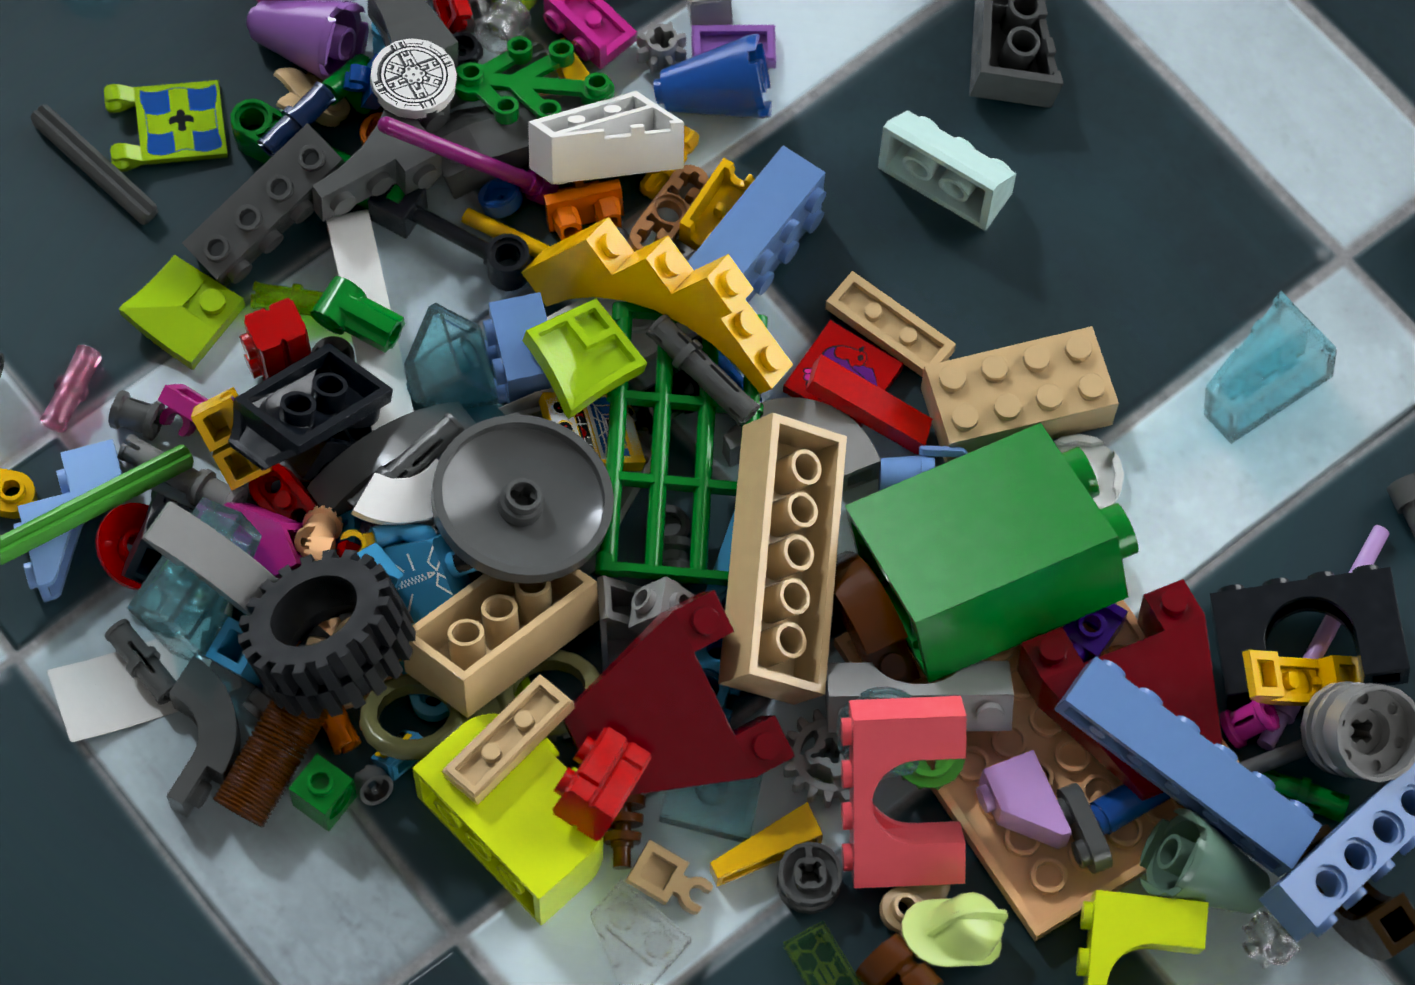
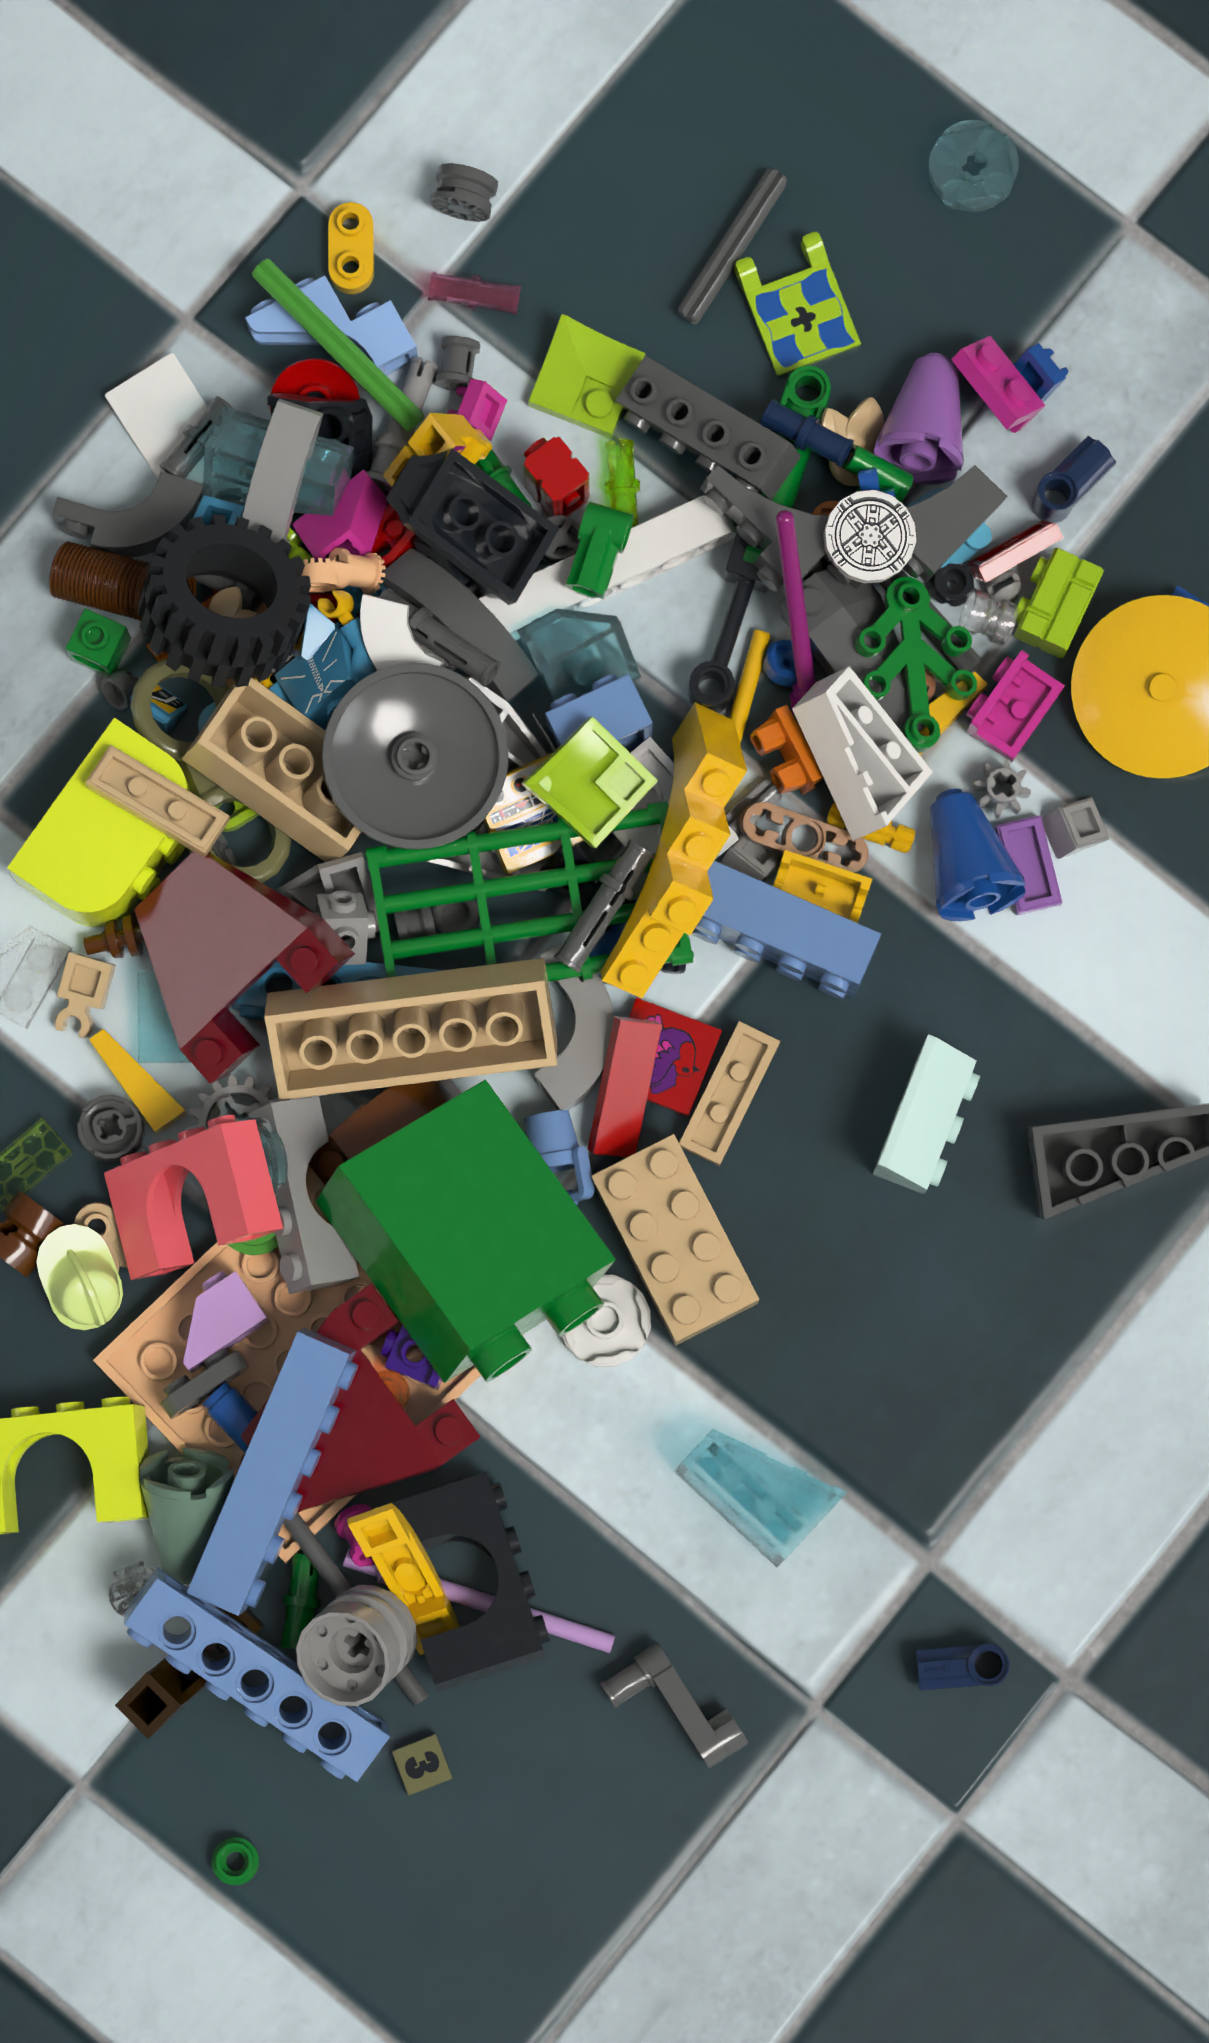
camera: 80 degrees right, 15 degrees up
(601, 783) = (127, 898): red brick -> none

